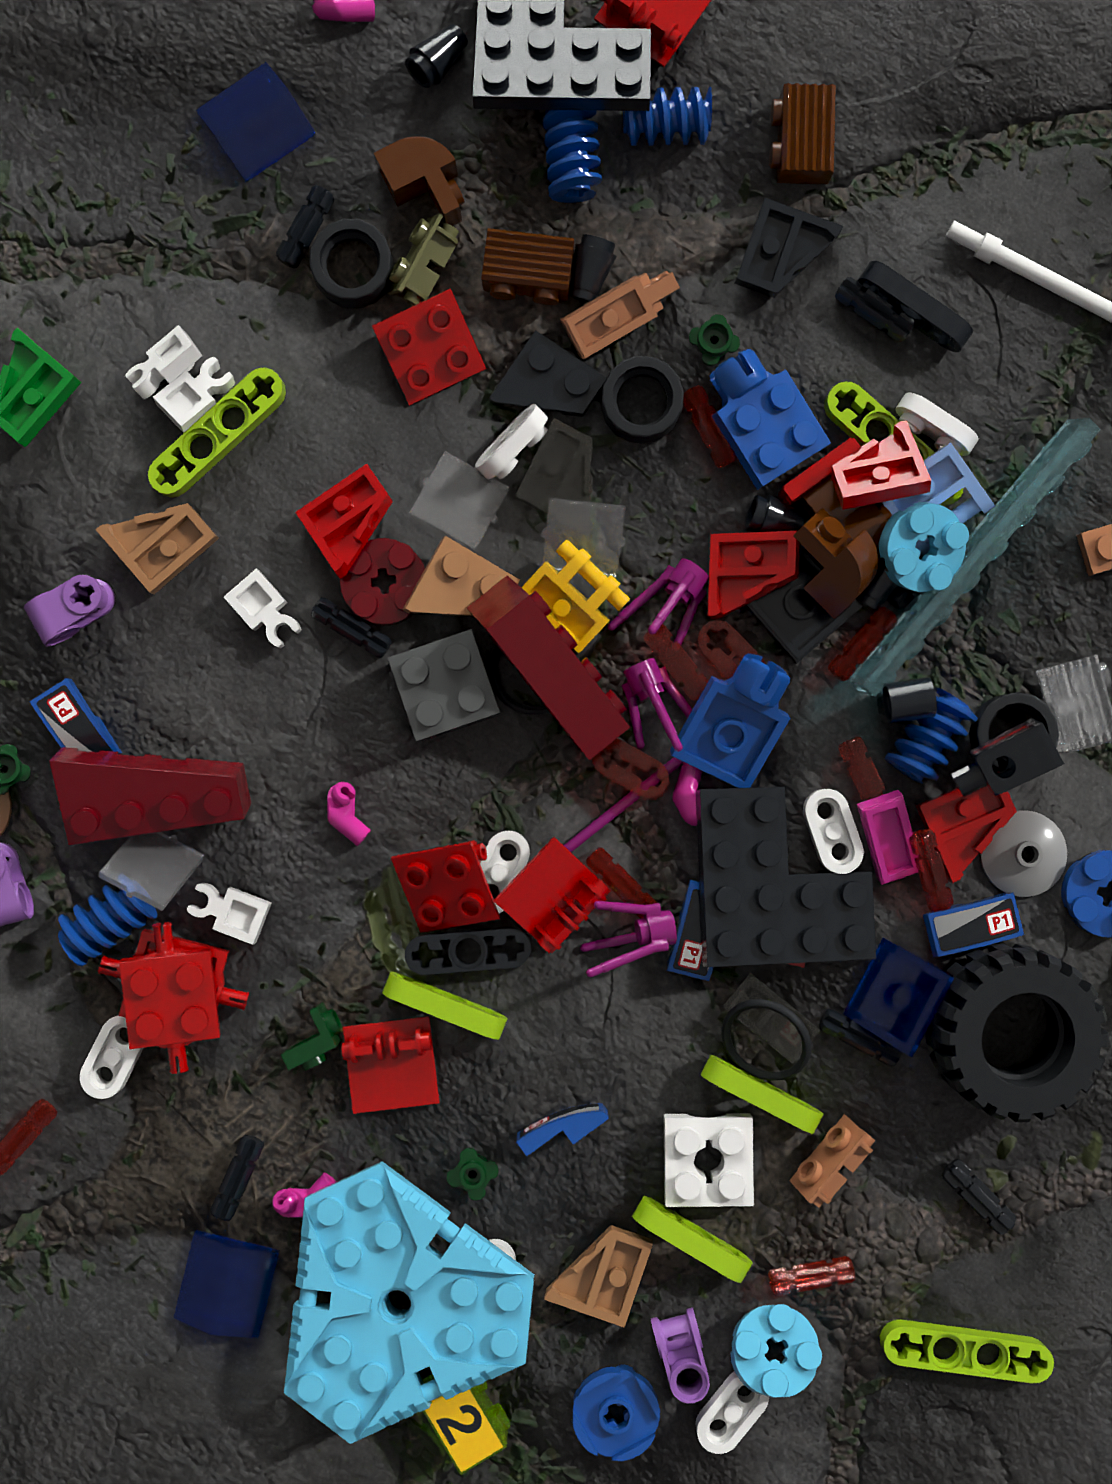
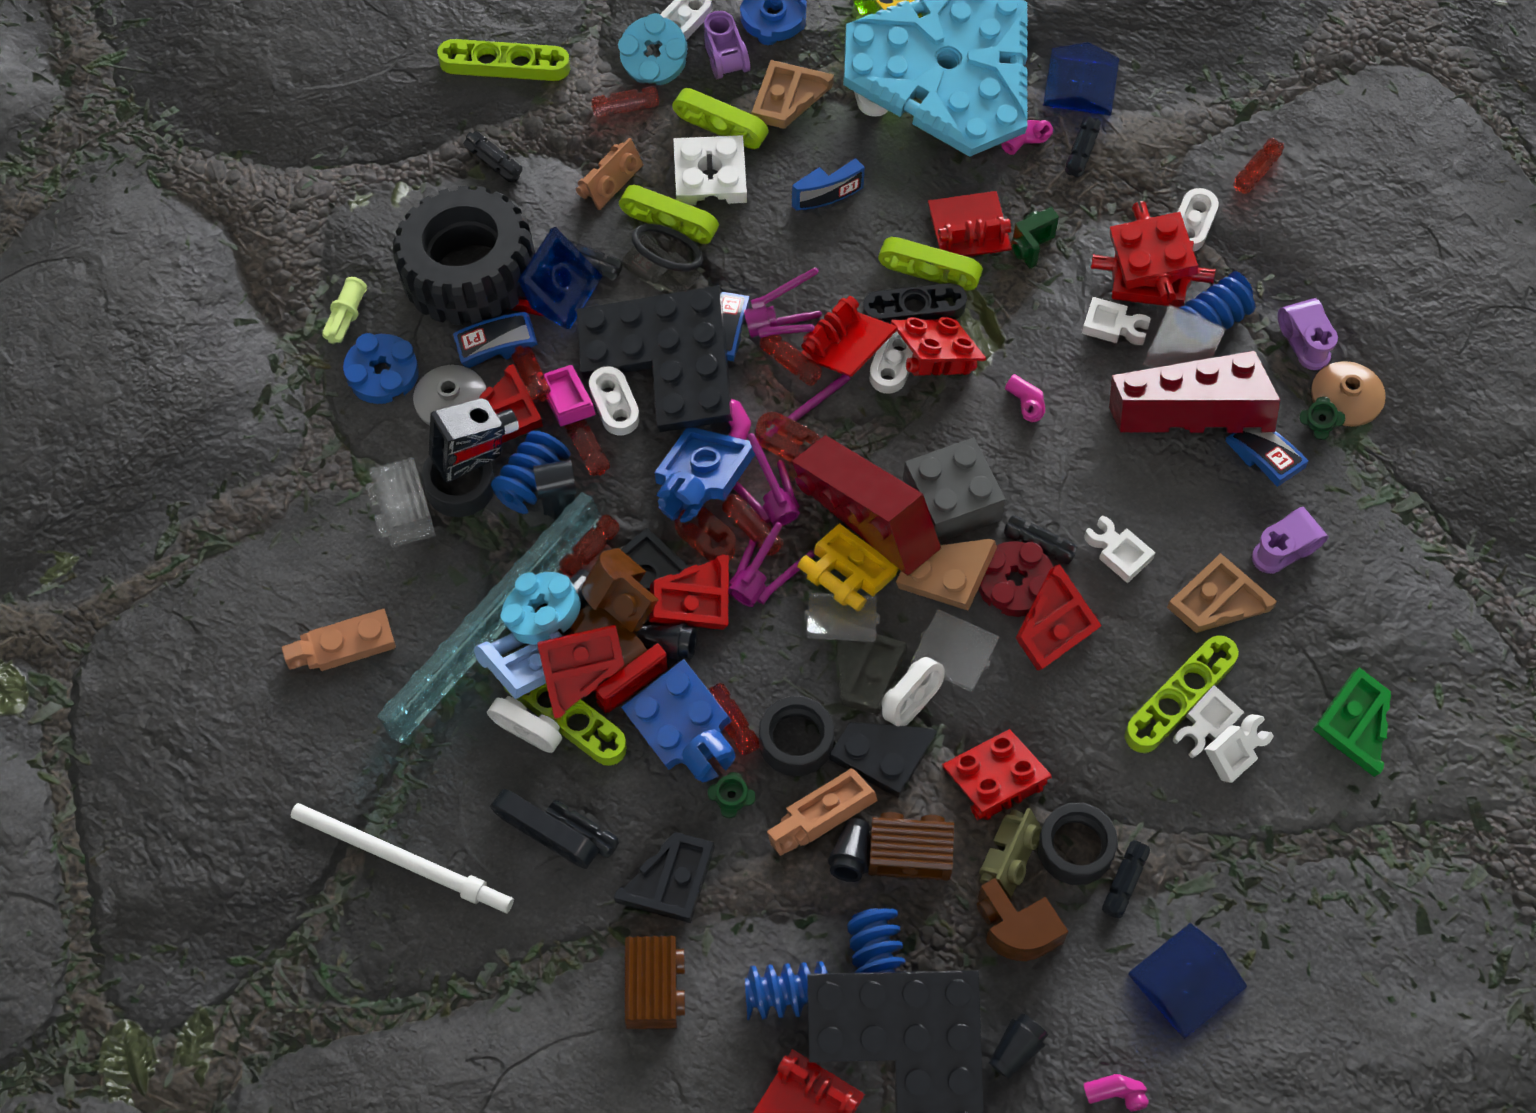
camera: 175 degrees right, 25 degrees down
(470, 1161) = (896, 163): dark green plate -> none

